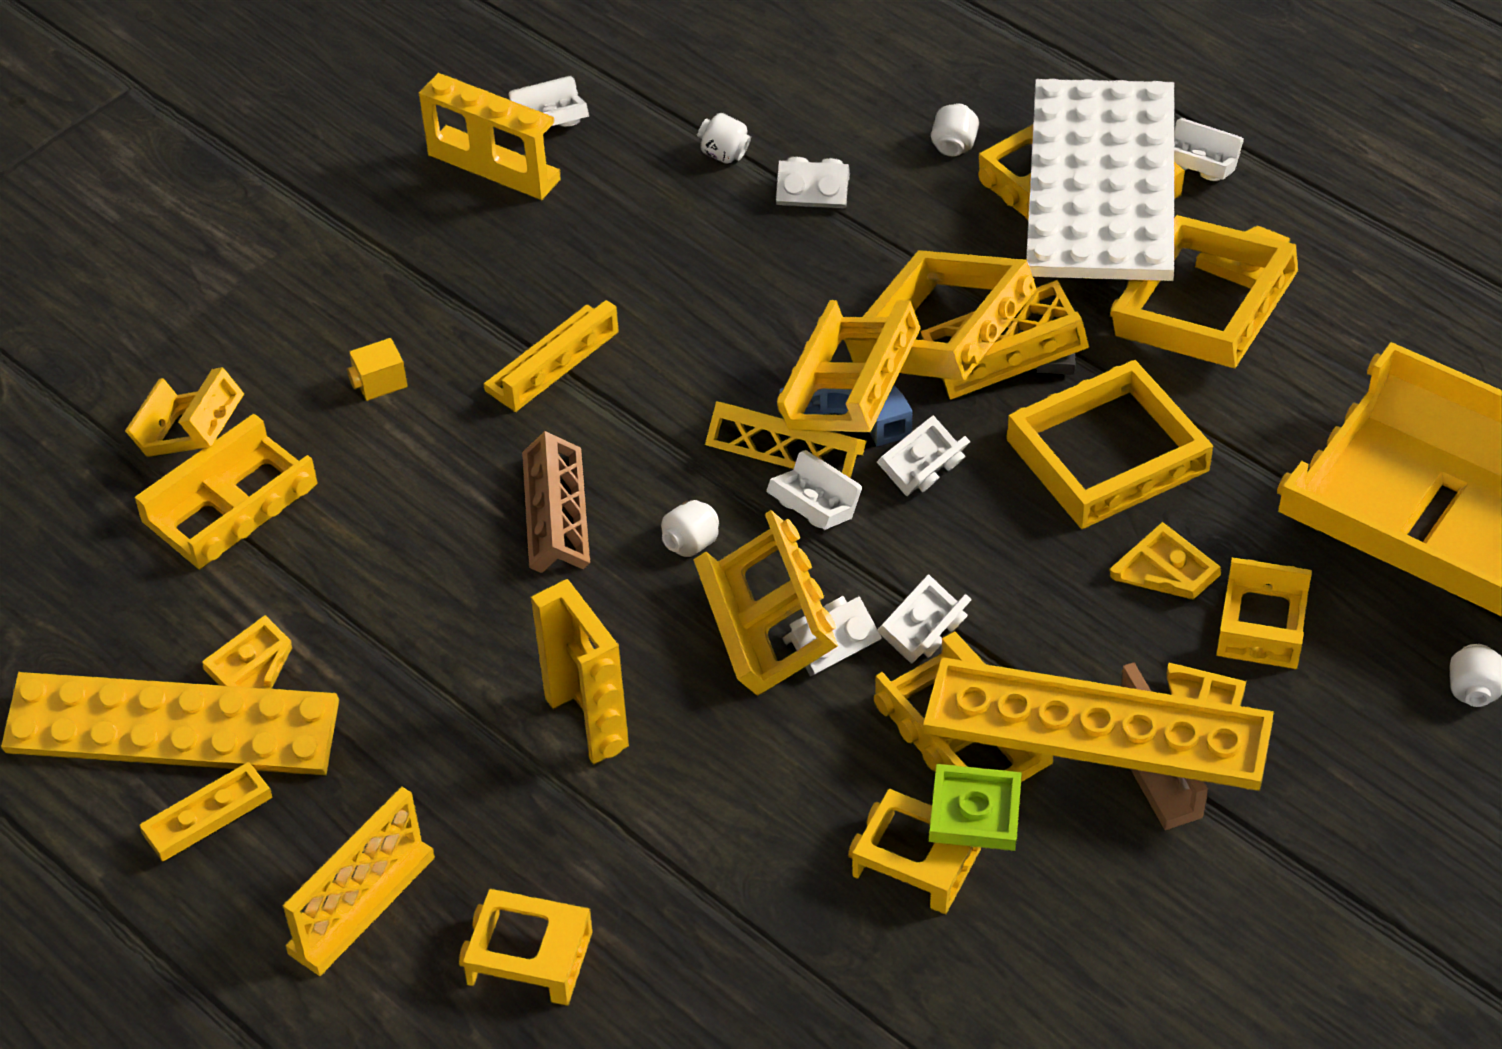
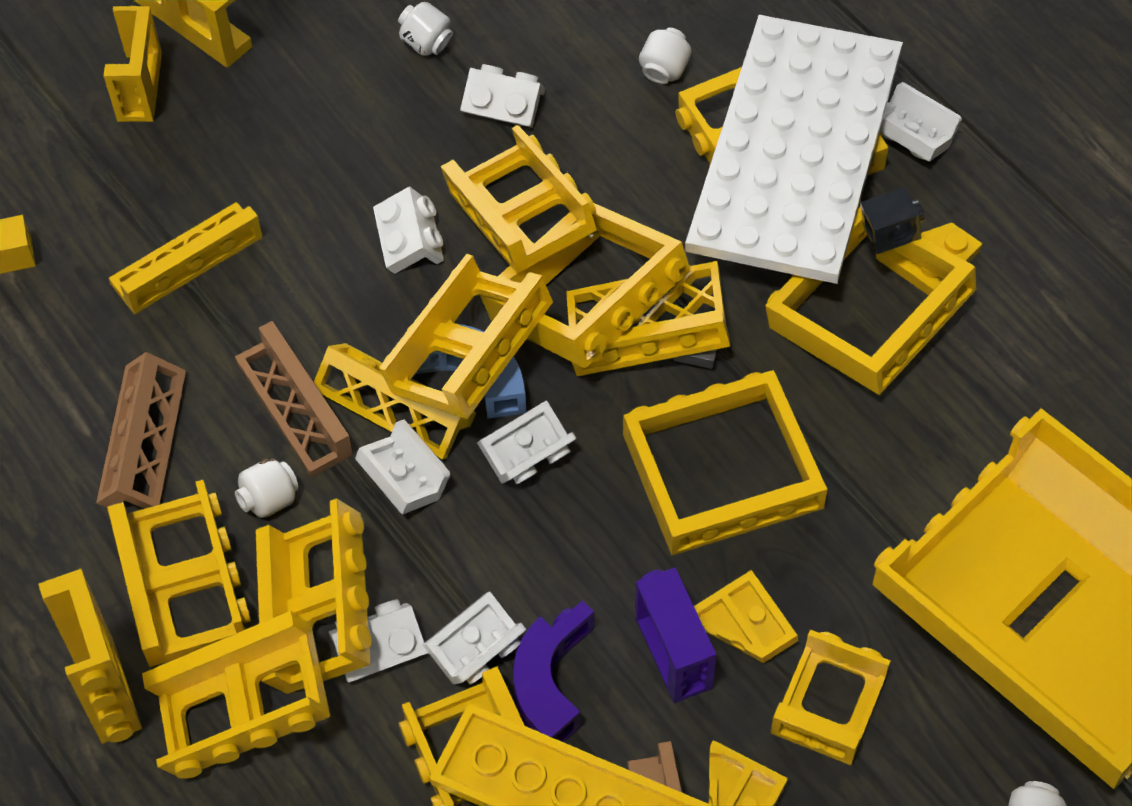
camera: 10 degrees right, 10 degrees up
(458, 201) = (135, 84): none -> yellow window
(639, 613) = (154, 586): none -> yellow window
(701, 444) = (303, 388): none -> medium nougat fence
(710, 673) = (235, 670): none -> yellow window
(756, 302) = (408, 230): none -> white bracket
(853, 279) = (502, 220): none -> yellow window
(988, 623) = (540, 650): none -> dark purple arch
(1110, 581) = (674, 634): none -> dark purple window
(1210, 218) = (892, 220): none -> black brick

